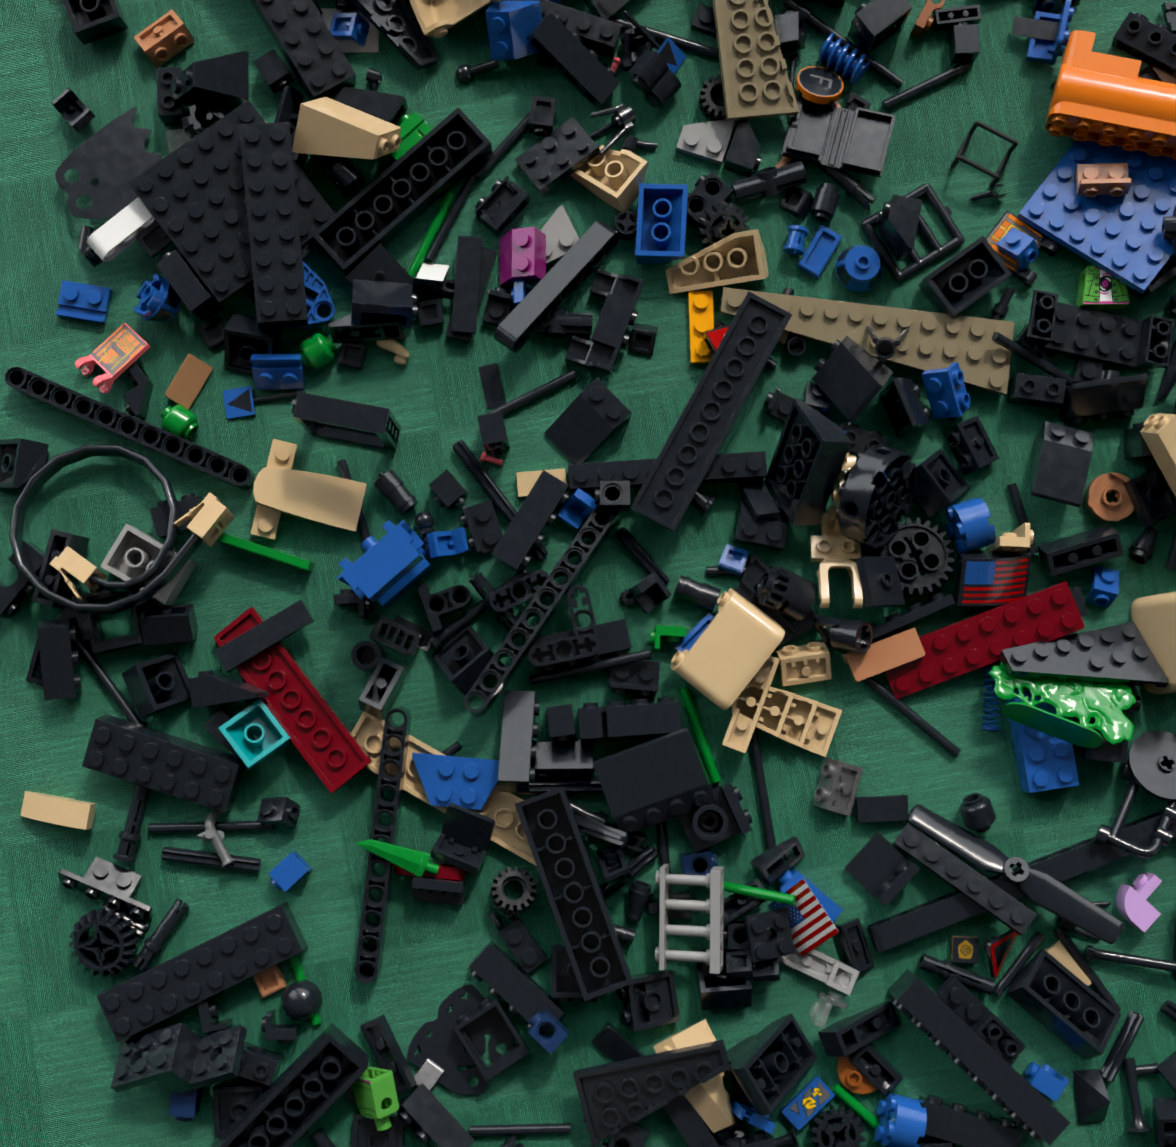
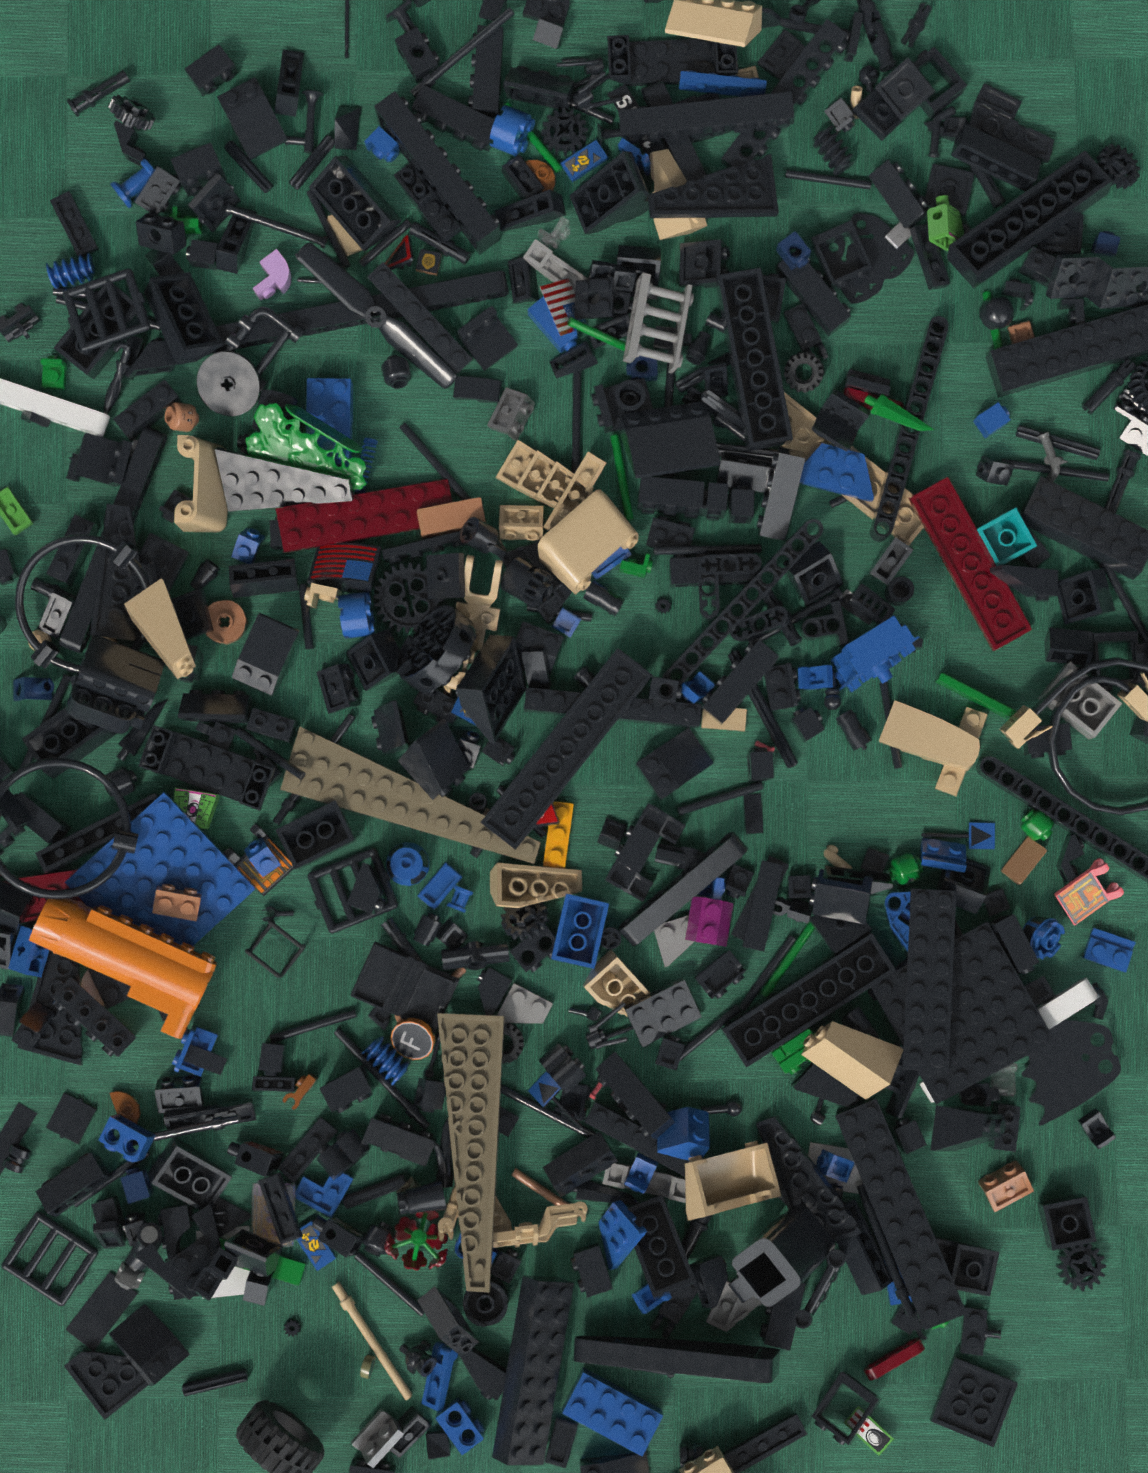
camera: 170 degrees left, 0 degrees up
(264, 636) = (986, 621): black tile -> none
(346, 420) = (889, 791): black window -> none
(432, 271) = (791, 922): white sticker -> none
(615, 1044) = (735, 232): black slope -> none
(640, 554) = (646, 638): black axle -> none
(649, 592) = (645, 605): black panel -> none
(885, 346) = (403, 778): black plant -> none
(946, 391) = (352, 736): blue bracket -> none

